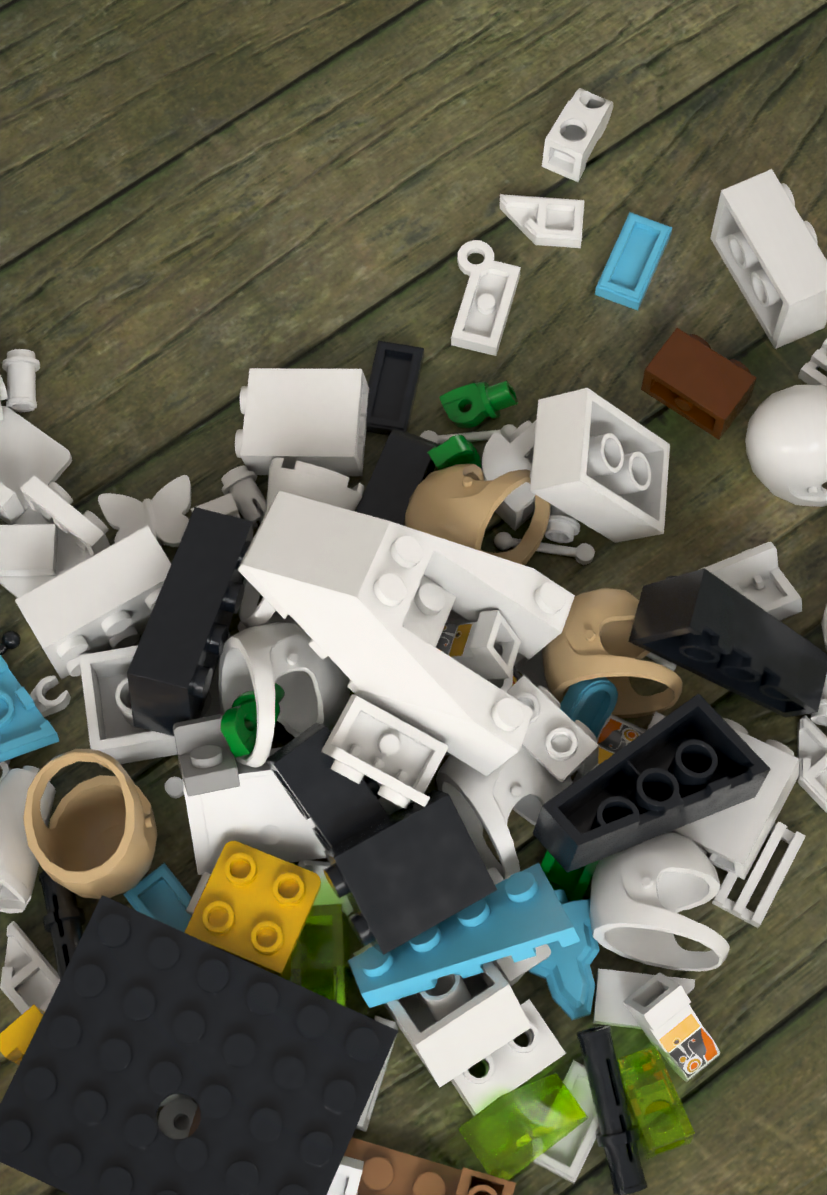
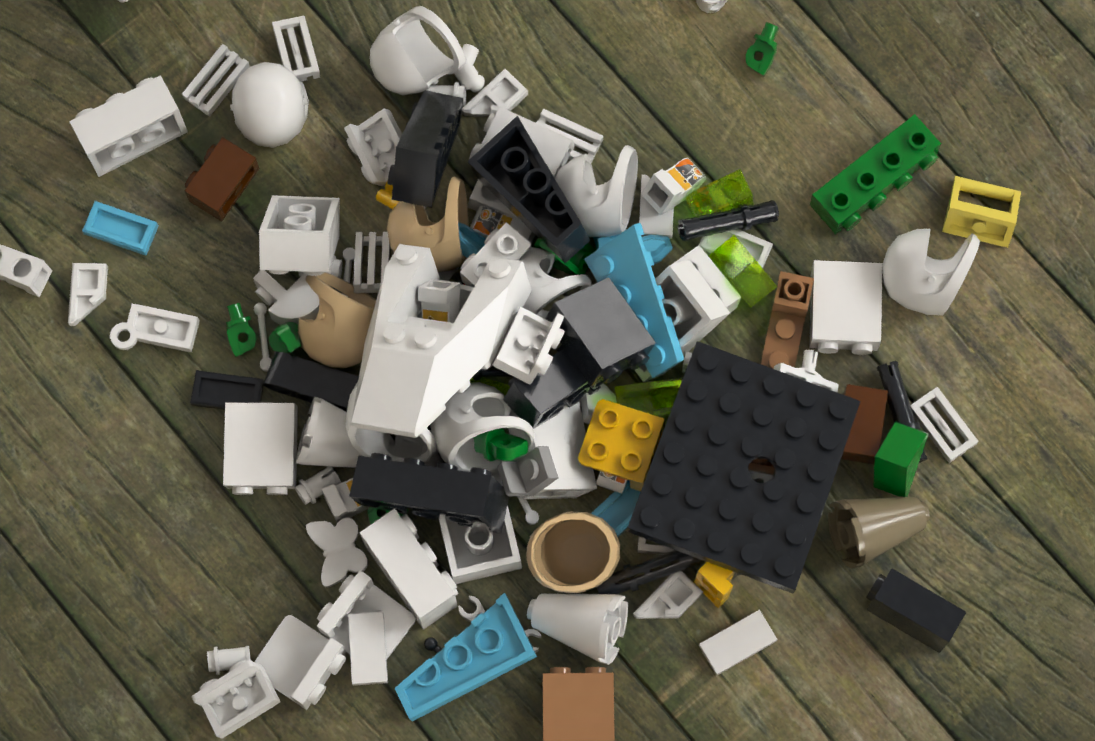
camera: 95 degrees left, 5 degrees up
(570, 559) = (371, 241): none -> white tile

